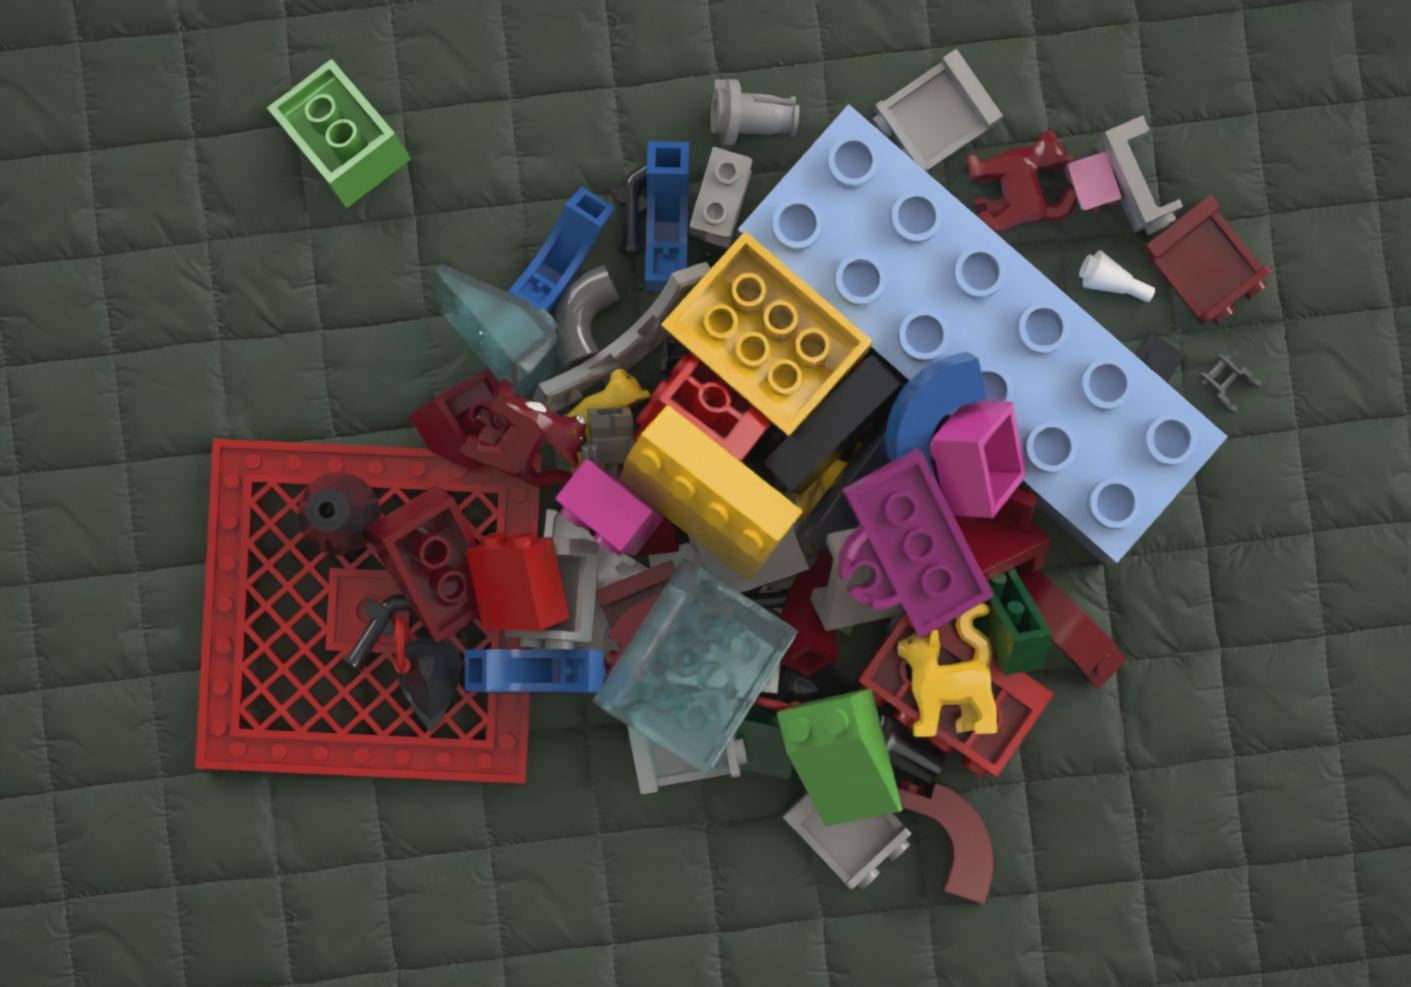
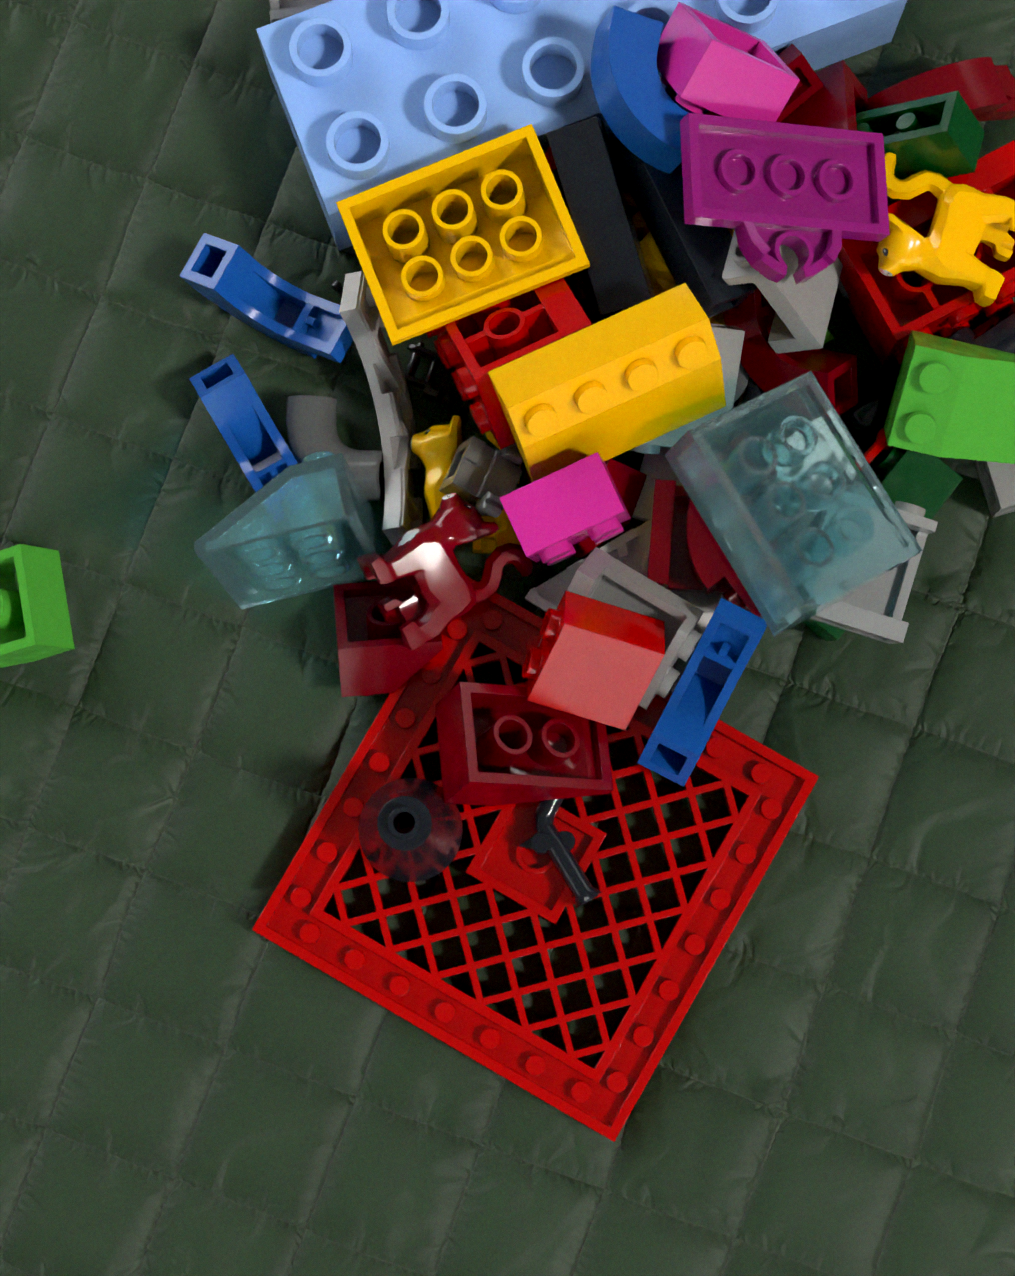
camera: 60 degrees left, 5 degrees down
(427, 674) = (643, 820): black piece -> none
(632, 205) = (228, 339): black piece -> none
(720, 198) = (283, 228): light grey panel -> none
(750, 113) = (200, 170): light grey piece -> none

